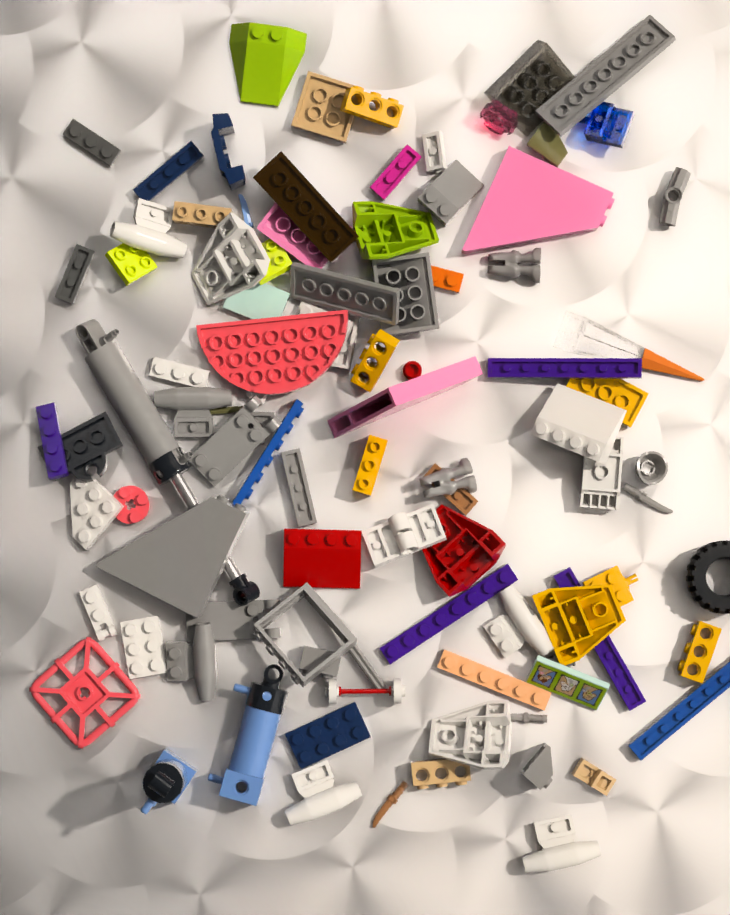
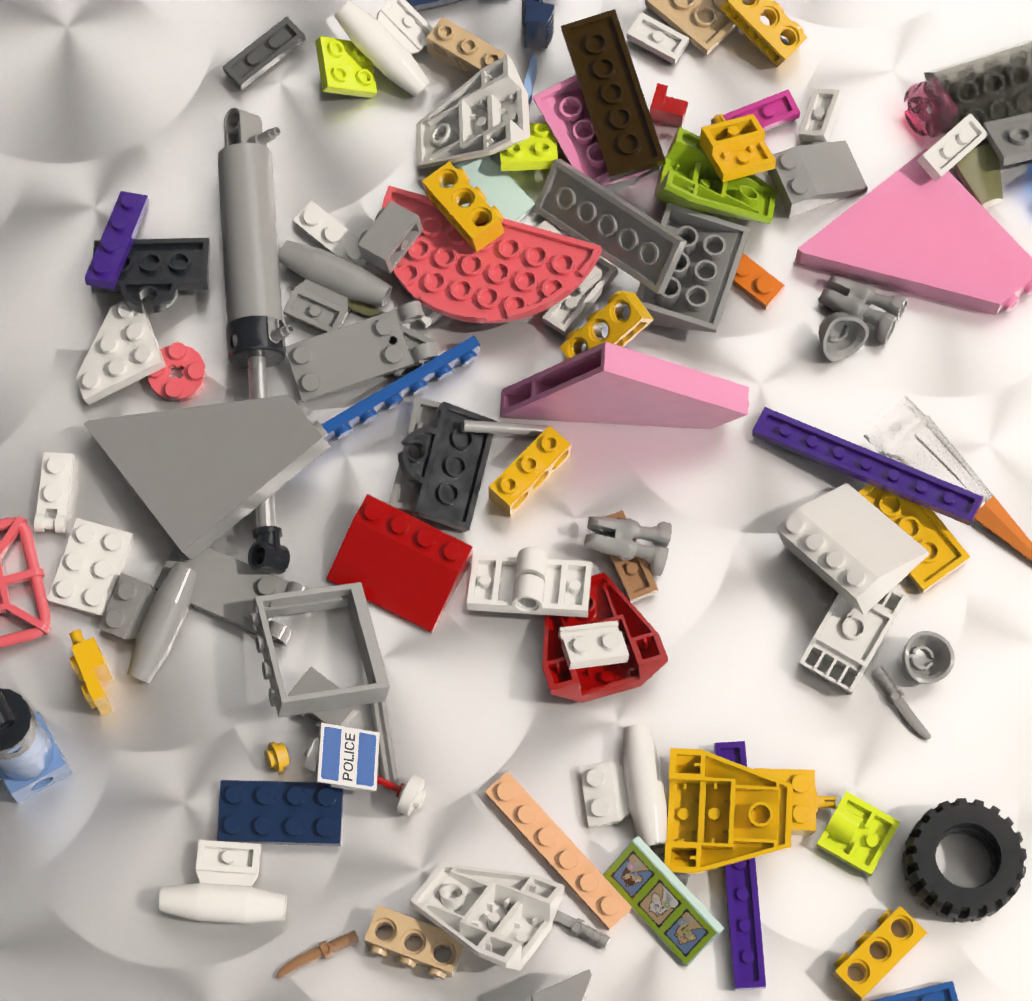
camera: 30 degrees right, 15 degrees down
(178, 707) = (93, 669): none -> yellow plate
(216, 362) = (390, 236): none -> light grey brick
(241, 321) = (464, 218): none -> yellow brick
(254, 739) = (172, 762): medium blue piece -> none
(309, 705) = (276, 756): none -> yellow plate
(311, 147) = (657, 38): none -> white plate
(321, 485) = (448, 467): none -> black plate
(339, 190) = (667, 109): none -> red panel
(343, 446) = (502, 428): none -> light grey bar
(352, 688) = (348, 757): none -> piece
(396, 203) = (736, 147): none -> yellow plate
(448, 613) = (537, 726): dark purple plate -> none
(458, 555) = (593, 645): none -> white plate
(512, 291) = (842, 335): none -> light grey helmet
(525, 139) = (952, 147): none -> white plate
(657, 588) = (858, 834): none -> neon yellow plate

